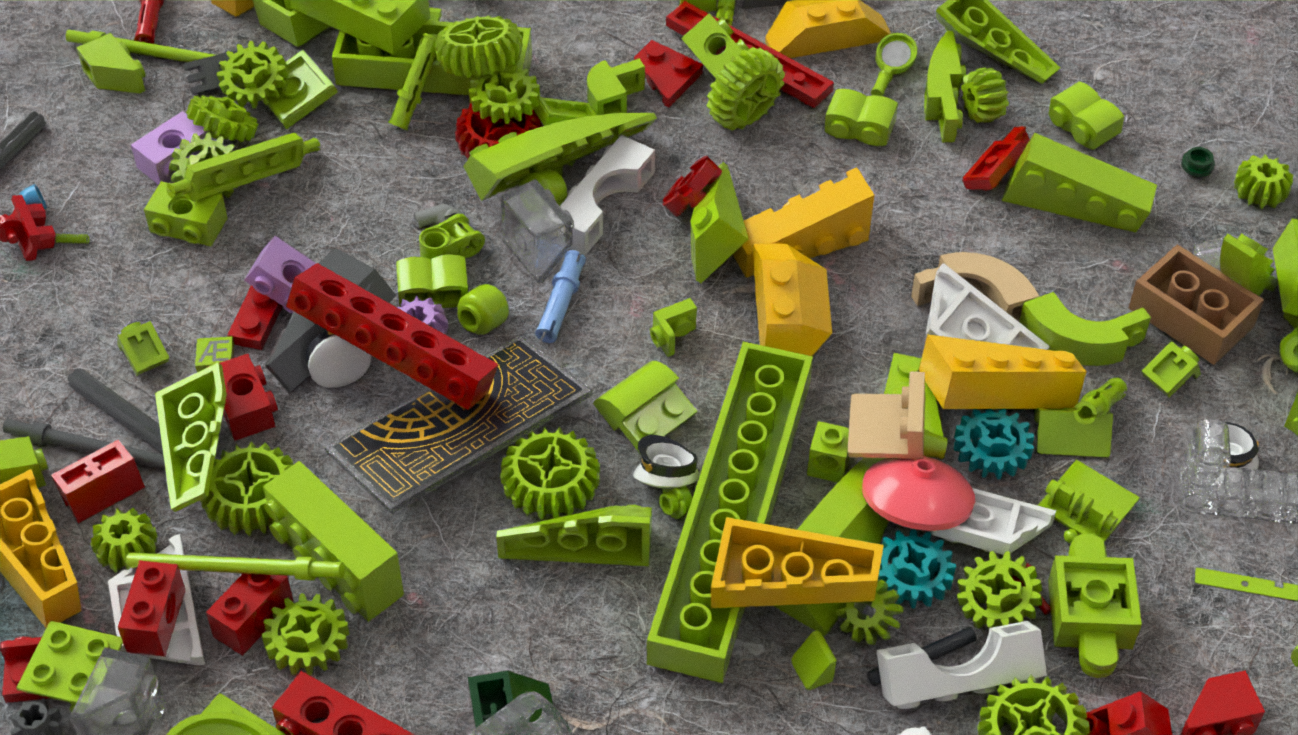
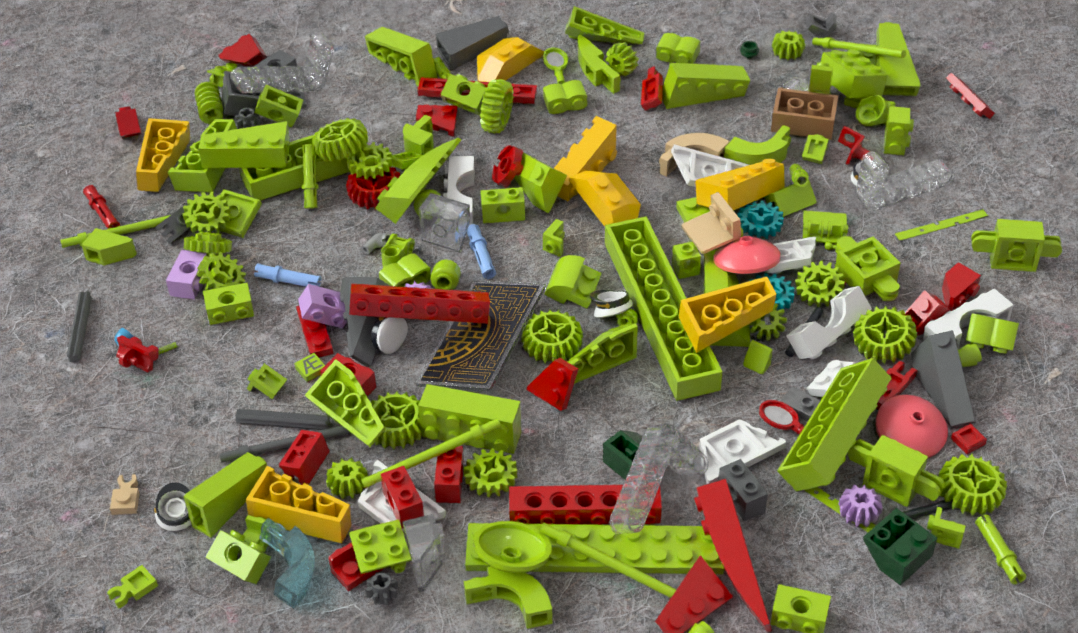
camera: 30 degrees left, 5 degrees down
(243, 166) = (246, 261): lime plate -> none
(280, 202) = (278, 274): none -> light blue pin
(488, 550) = (555, 383): none -> red wing
(641, 241) = (502, 205): none -> lime brick
(1237, 402) = (857, 149): none -> red bracket

